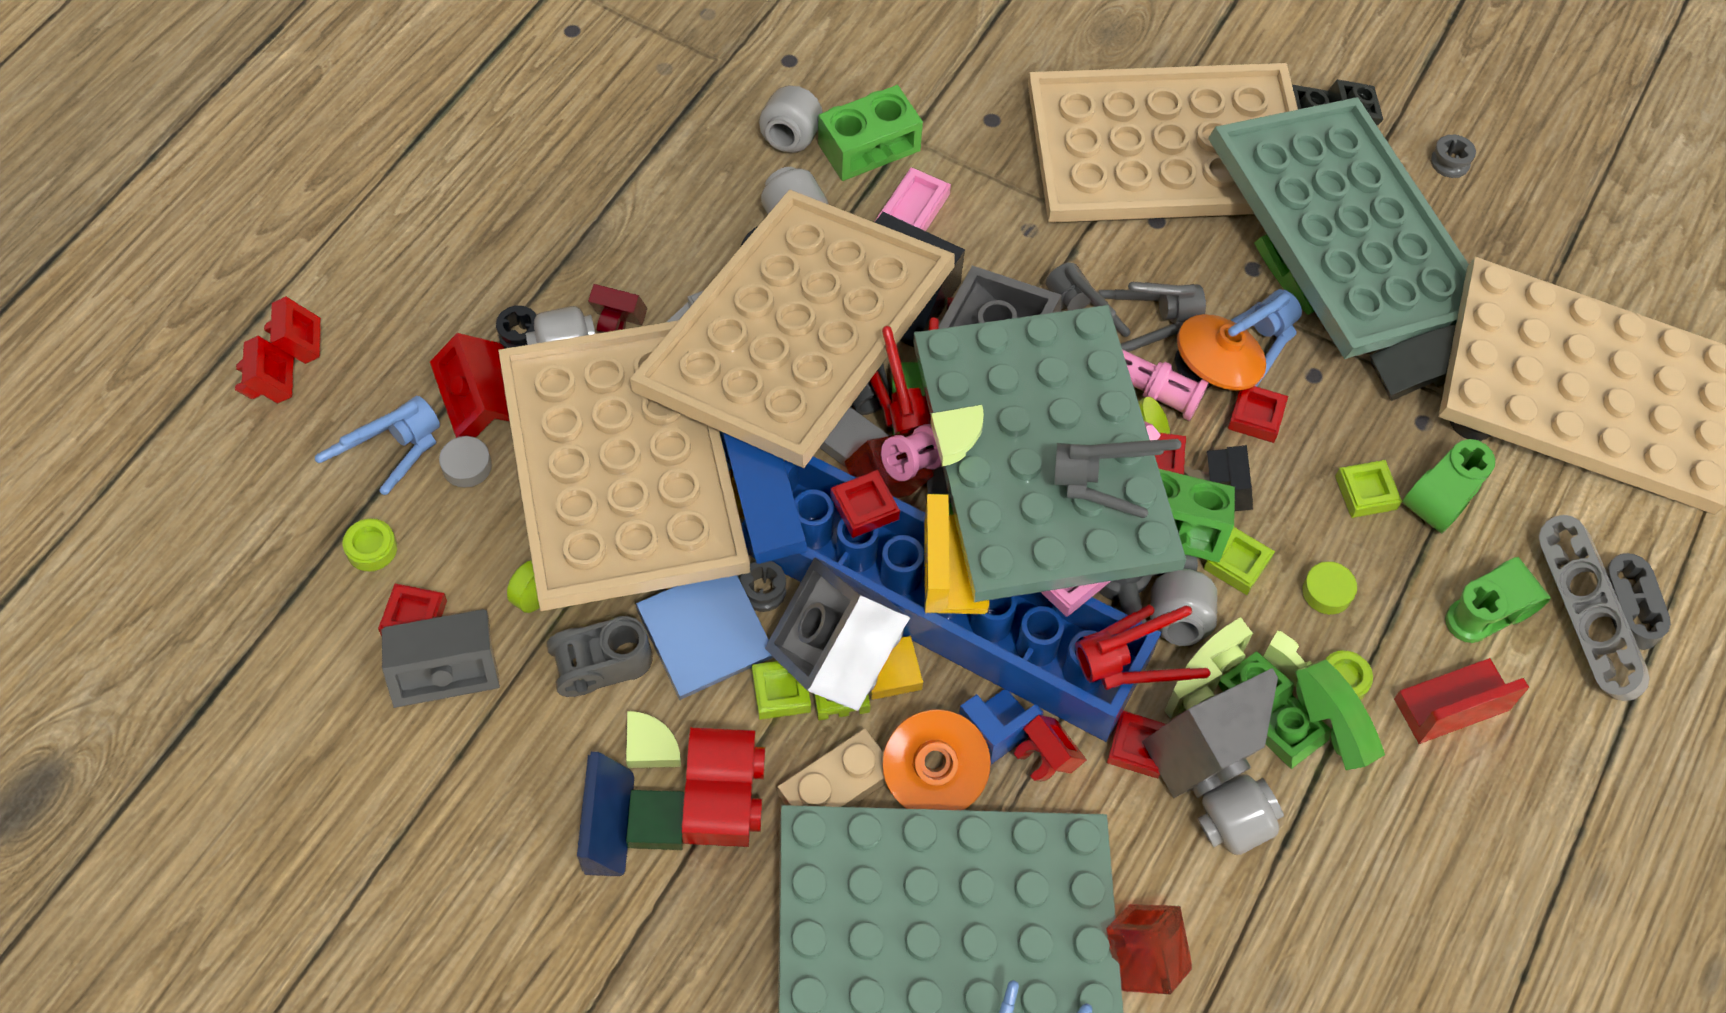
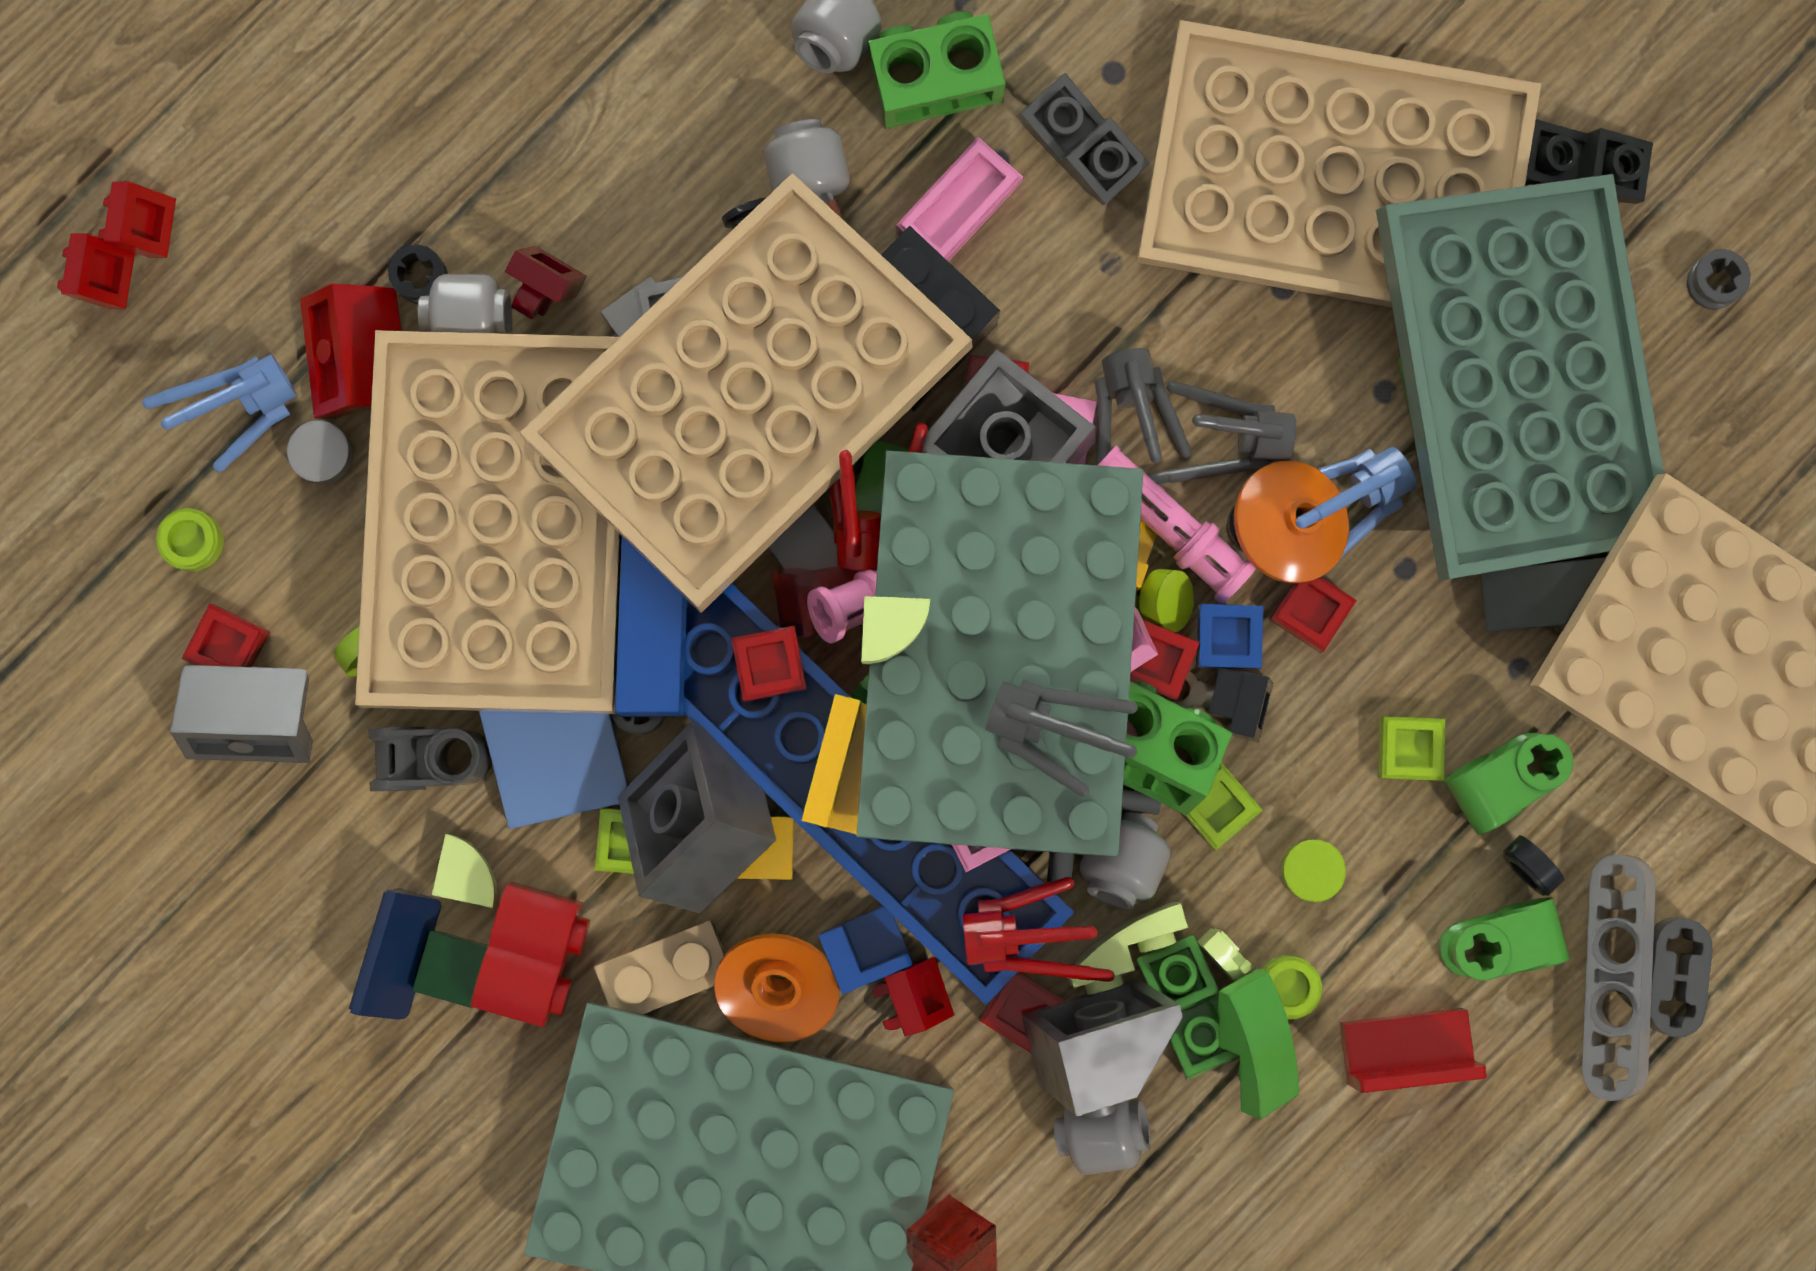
camera: 15 degrees right, 25 degrees up
(992, 163) = (1082, 140): none -> dark grey slope
(1205, 430) = (1229, 636): none -> blue tile
(1494, 541) = (1533, 866): none -> black tile

